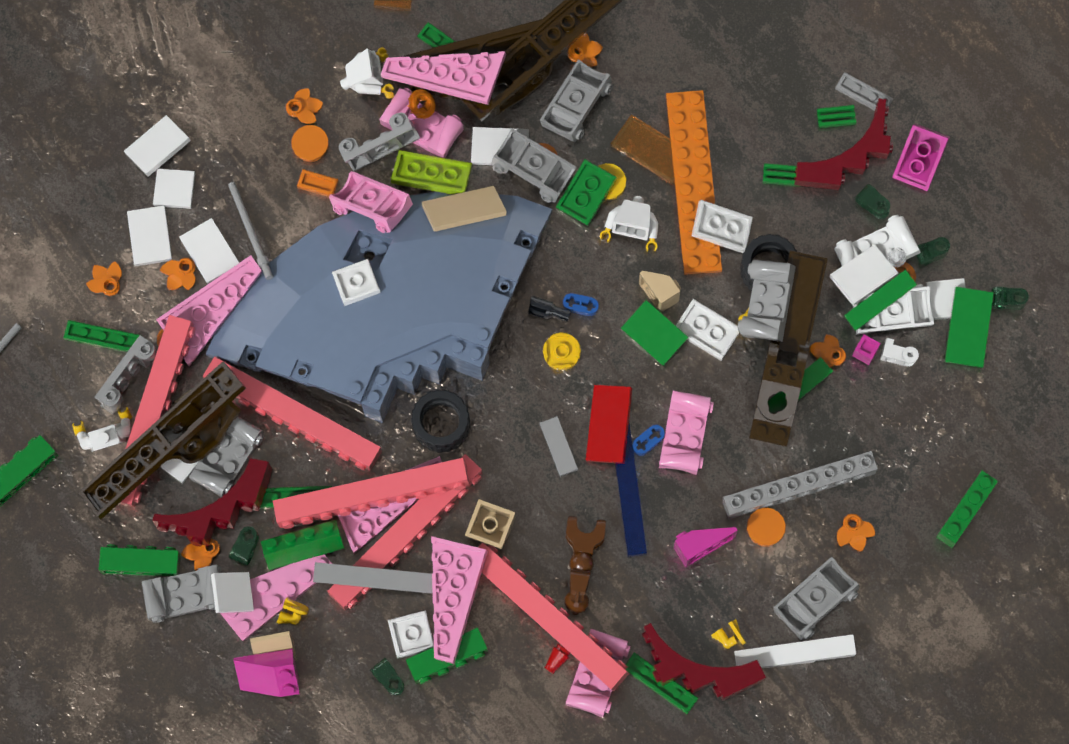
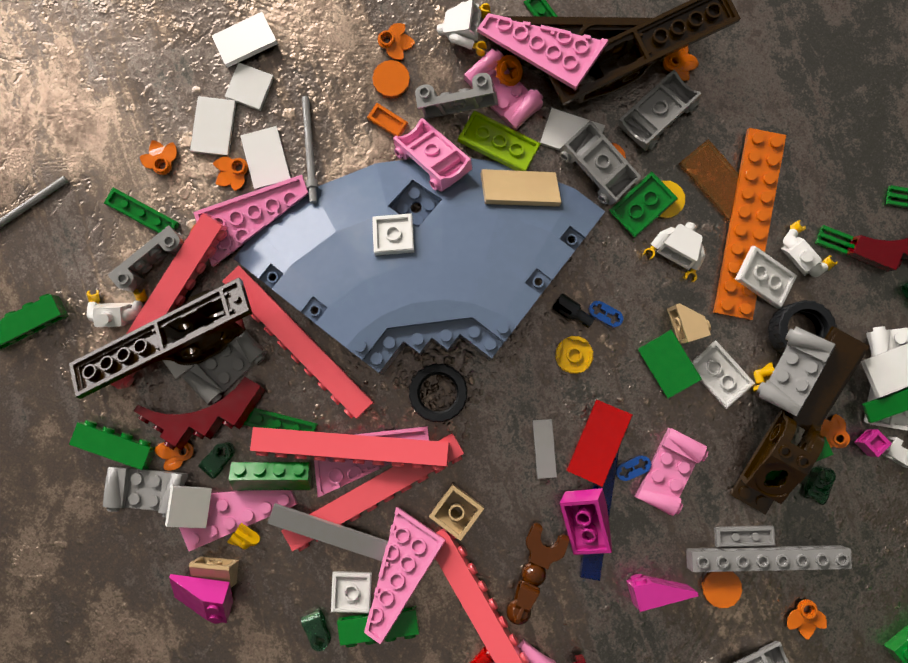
camera: 15 degrees right, 10 degrees up
(617, 499) = (587, 521): none -> dark pink slope
(751, 196) = (802, 253): none -> white torso
(773, 471) = (744, 536): none -> light grey tile
(829, 406) = (820, 486): none -> clear green piece

